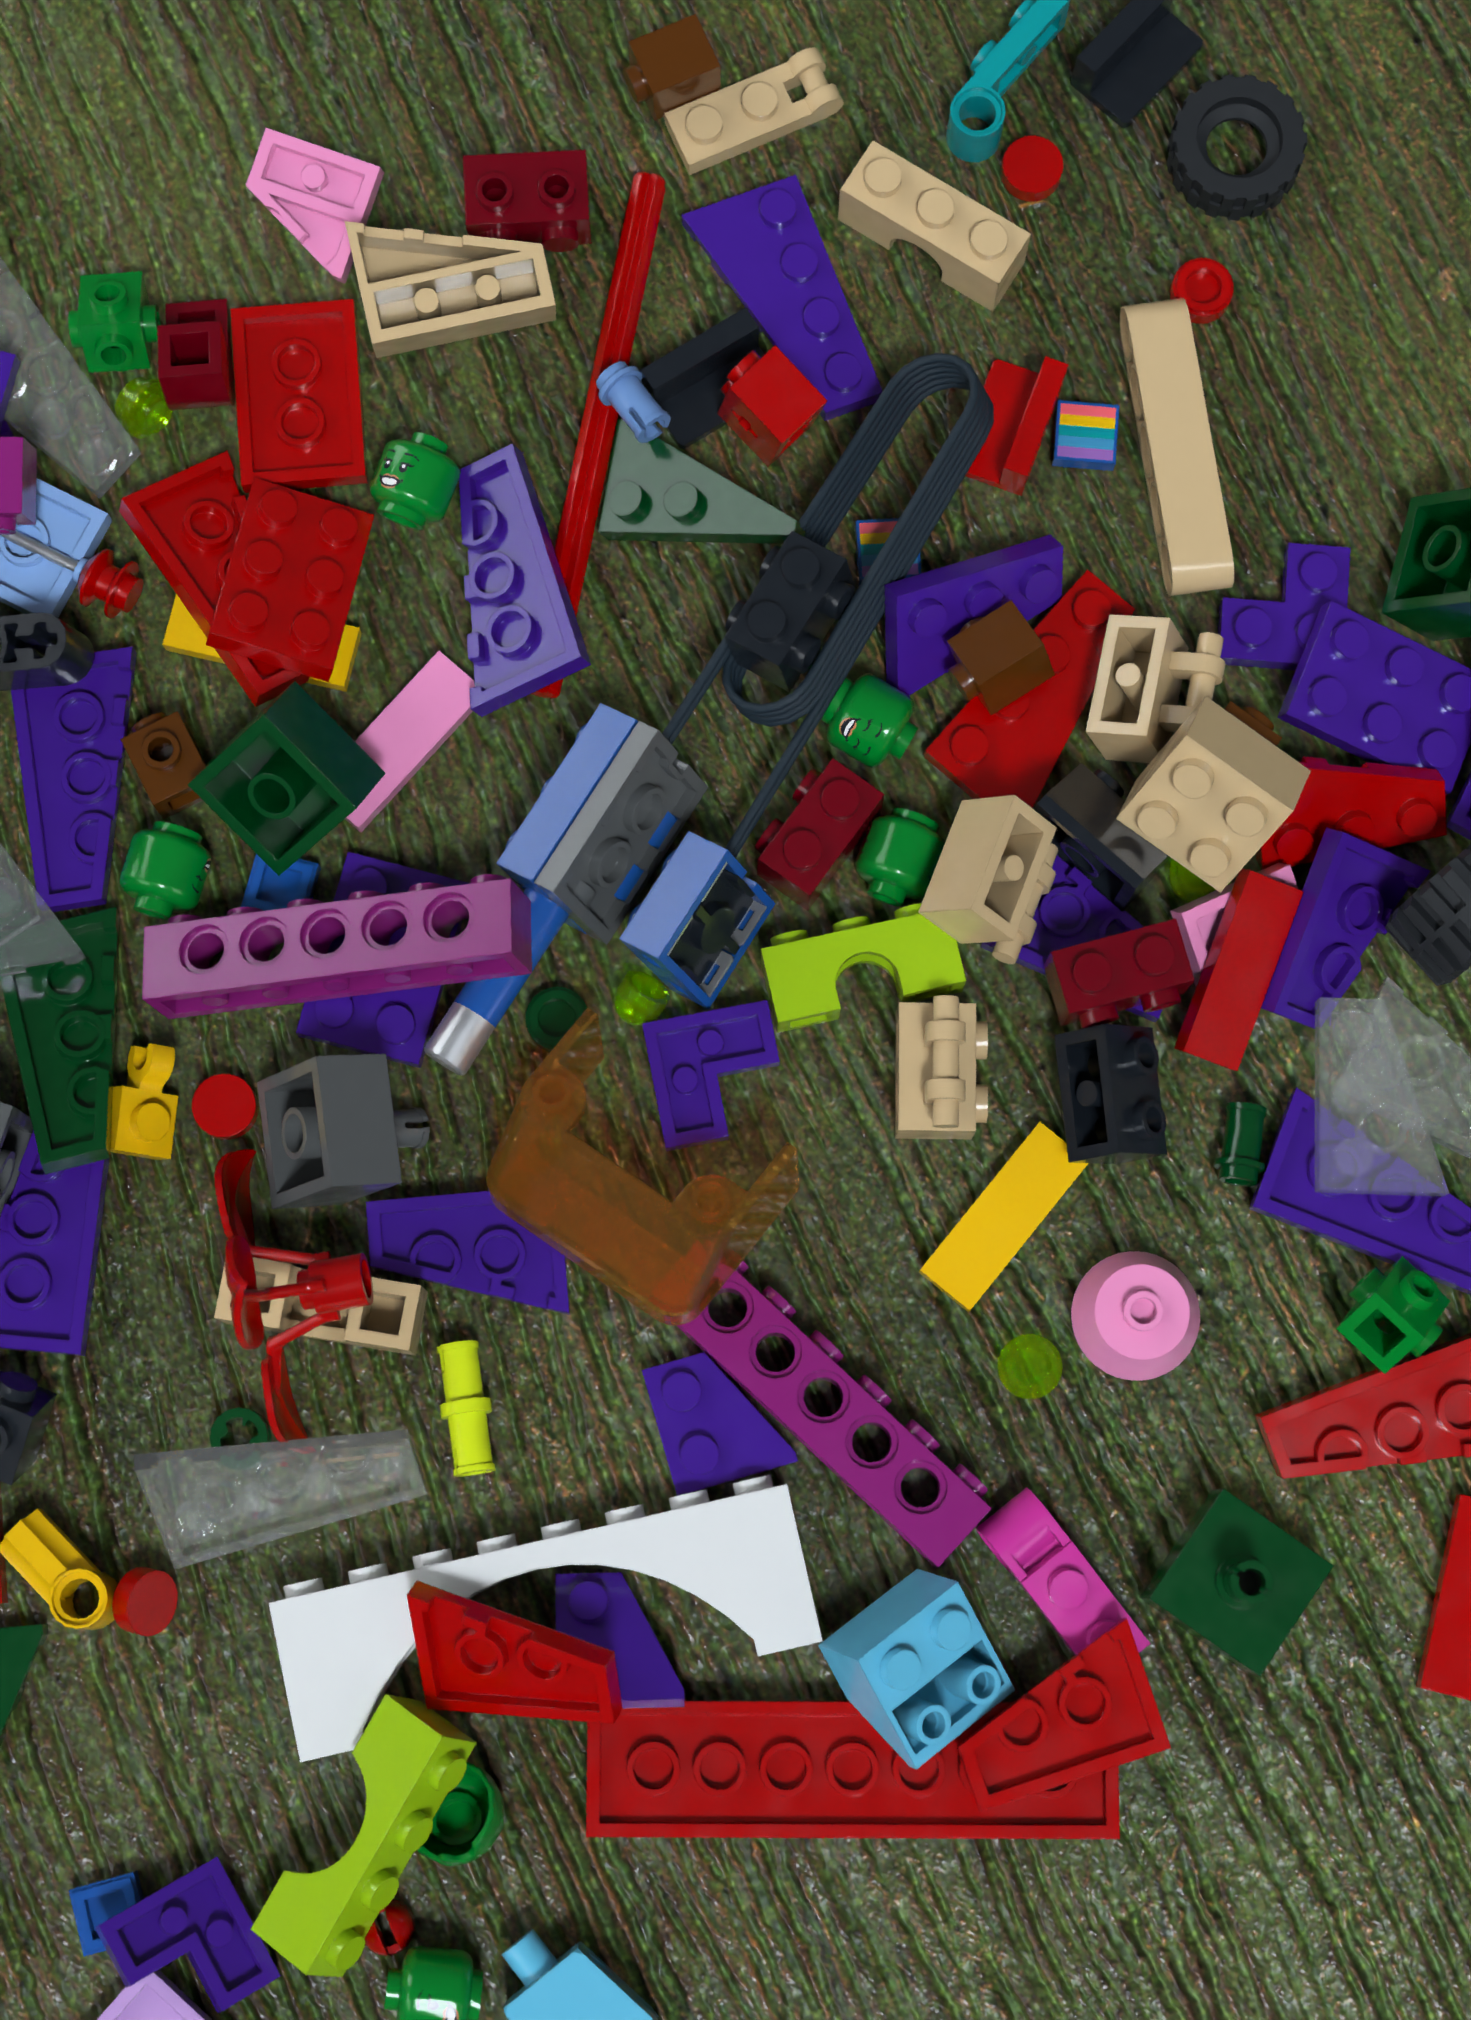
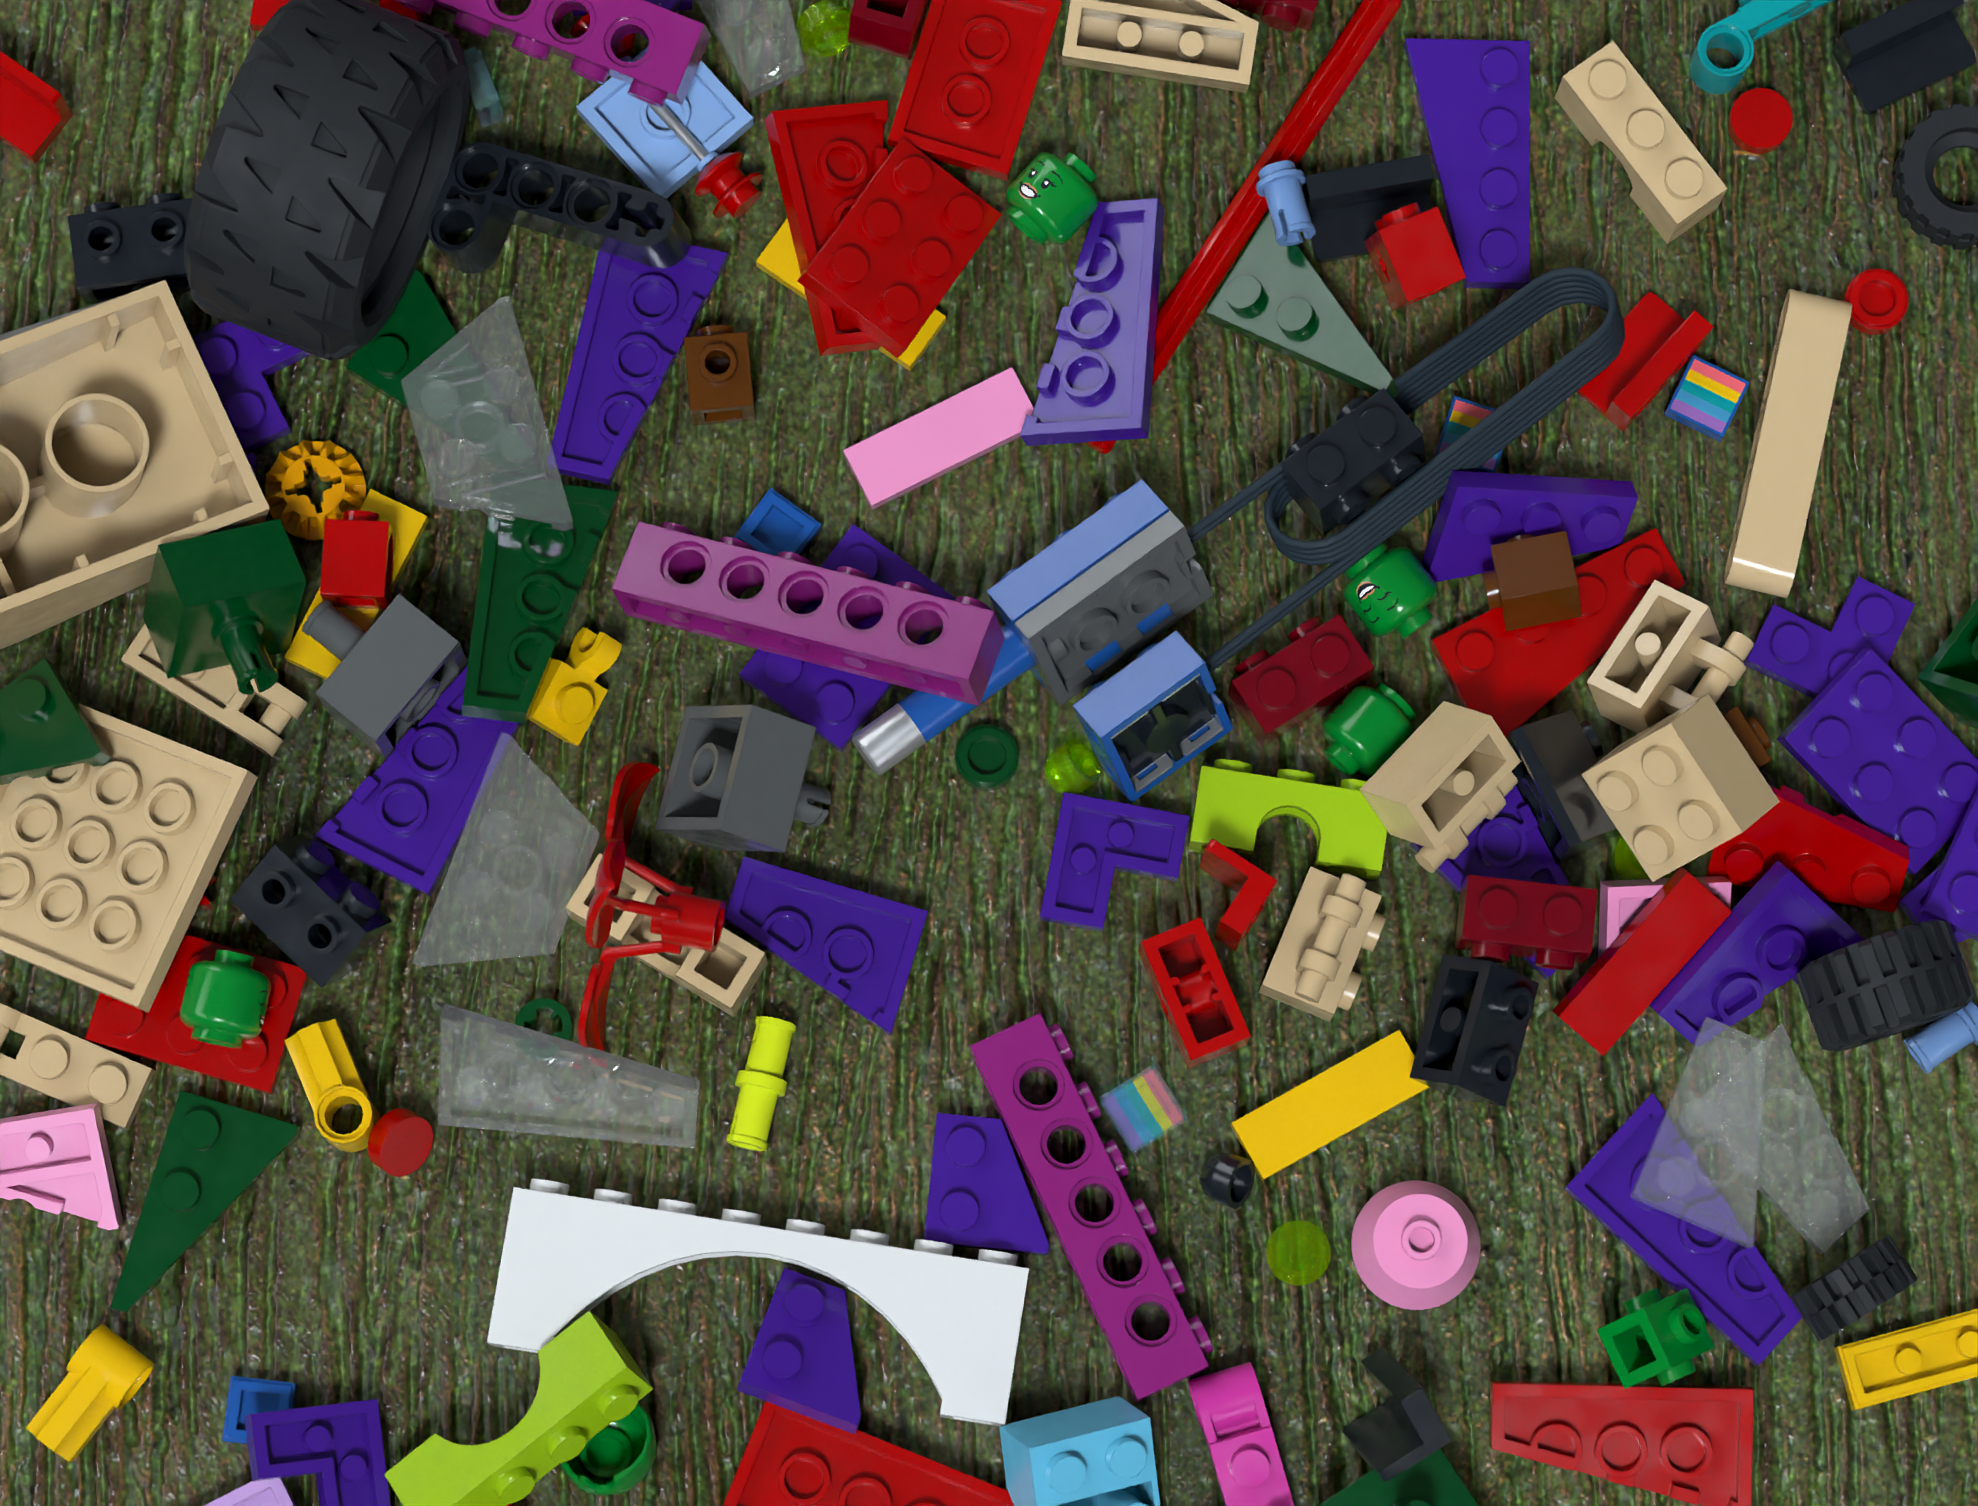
camera: 20 degrees right, 0 degrees up
(149, 1300) = (510, 868): none -> clear wing
(165, 870) = (677, 475): green head -> none
(225, 1106) = (647, 717): red tile -> none
(287, 778) = (824, 436): dark green brick -> none
(507, 1665) = (708, 1327): red wing -> none
(608, 1221) = (960, 963): clear orange windscreen -> none
(832, 1289) = (1143, 1109): none -> clear light blue tile
(839, 1163) = (1194, 993): none -> red brick
(844, 1038) = (1246, 879): none -> red panel
(937, 1324) = (1228, 1179): none -> black hinge
(1192, 1496) = (1400, 1428): none -> black panel
(1242, 1144) = (1580, 1126): dark green pin -> none

